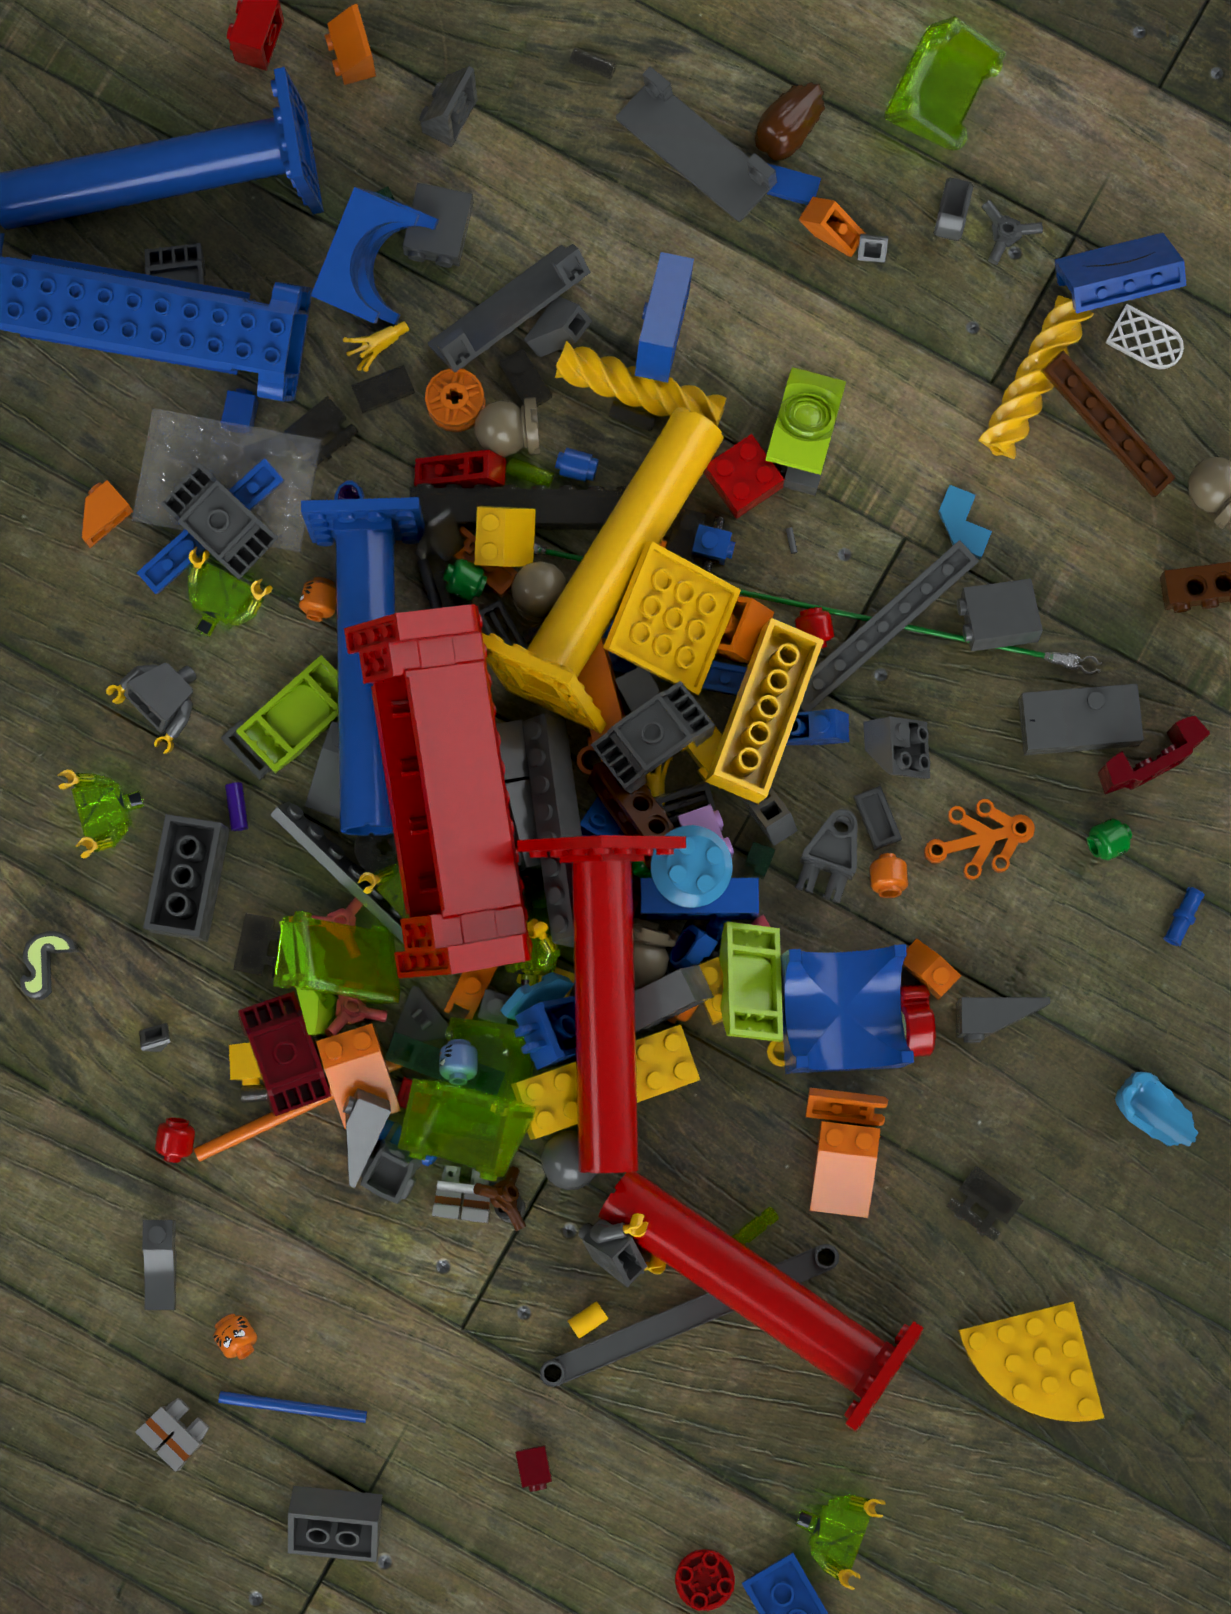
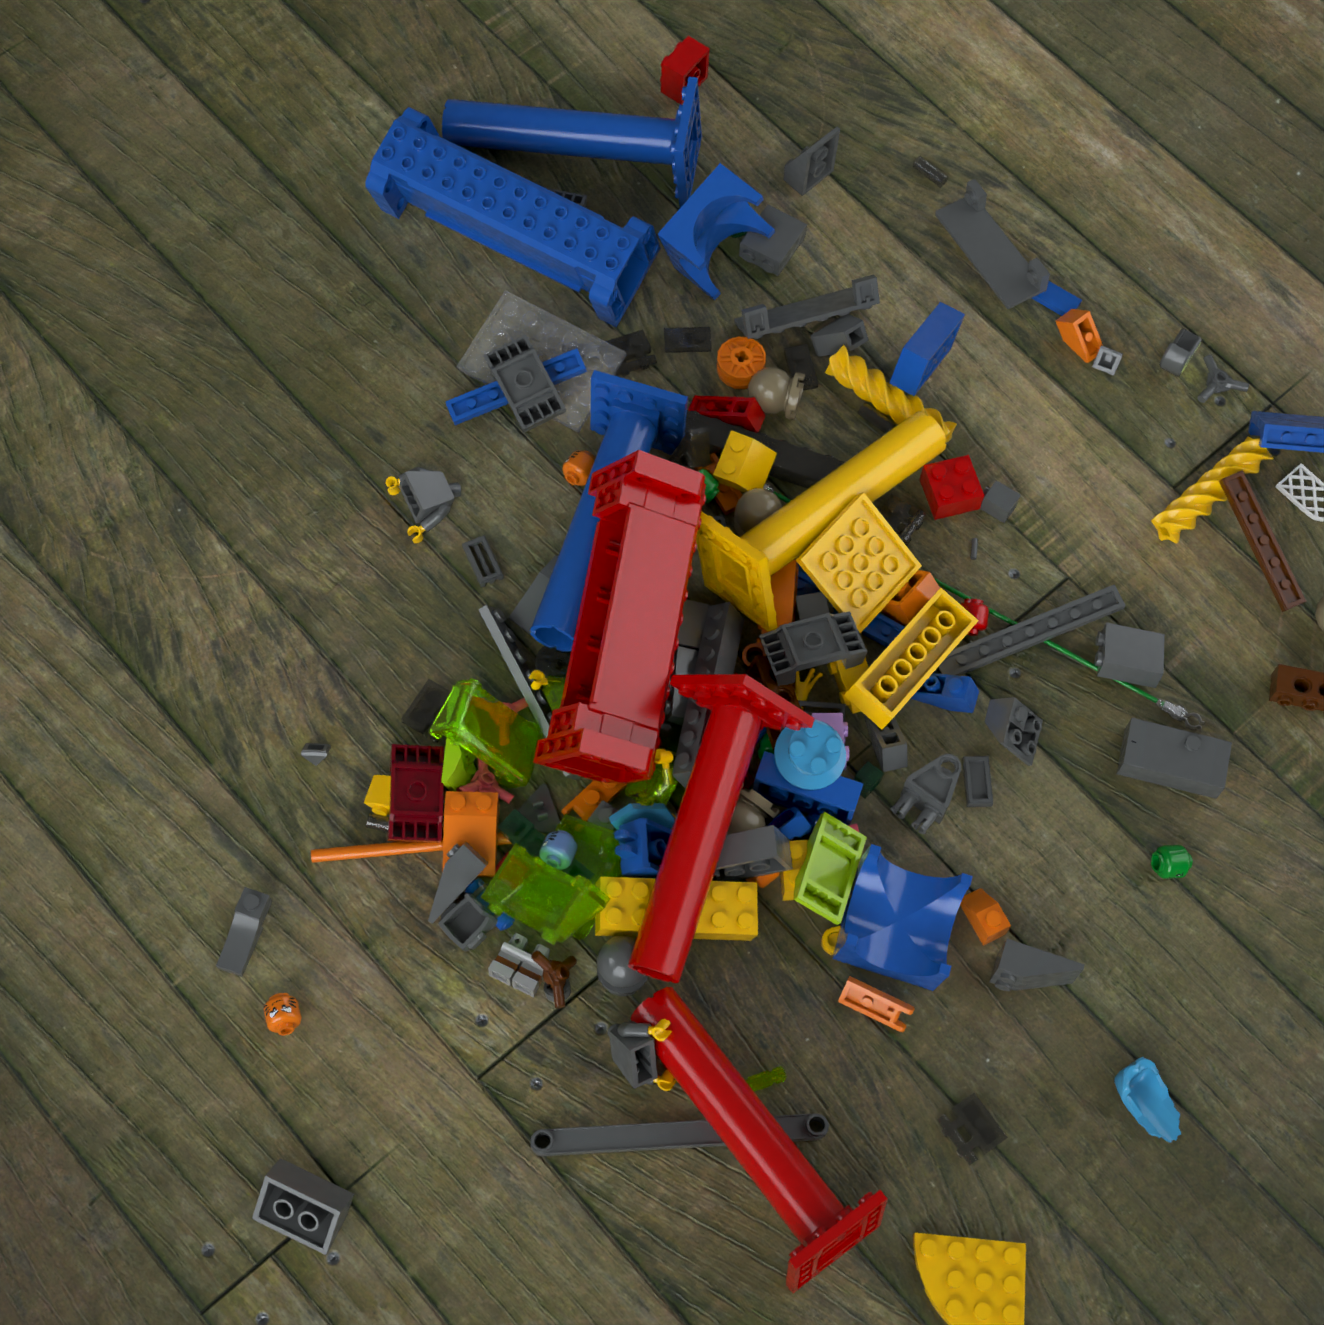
camera: 15 degrees right, 15 degrees down
(38, 961) = (247, 657): dark grey animal -> none
(101, 809) = (345, 562): clear neon green torso -> none
(103, 512) = (436, 354): orange slope -> none
(164, 1424) = (192, 1078): light grey hips -> none
(175, 1139) = (298, 835): red head -> none
(186, 878) = (392, 636): dark grey brick -> none
(221, 596) = (503, 440): clear neon green torso -> none
(236, 806) = (454, 598): dark purple hinge -> none
(240, 407) = (573, 313): blue brick -> none
(292, 1407) = (307, 1093): blue piece -> none
(294, 716) = (524, 546): lime slope -> none
(350, 46) = (750, 103): orange slope -> none
(375, 343) = (694, 304): yellow piece -> none
(530, 472) = (779, 431): clear neon green axle -> none
(534, 1468) = (495, 1219): dark red brick -> none
(577, 465) = (820, 437): blue brick -> none
(587, 1319) = (589, 1107): yellow piece -> none
(713, 543) = (911, 527): blue bracket -> none
(789, 121) = (1069, 254): reddish brown hair -> none
(806, 420) = (1014, 461): lime slope -> none
(844, 1169) = (857, 1056): orange slope -> none
(888, 875) = (973, 828): orange head -> none
(918, 1019) = (961, 952): red animal -> none
(943, 82) = (1201, 263): clear neon green windscreen -> none
(954, 514) = (1114, 571): dark azure tile -> none
(984, 837) = (1063, 825): orange plant -> none
(1184, 735) = (1258, 801): dark red plate -> none
(1184, 916) = (1218, 946): blue pin -> none

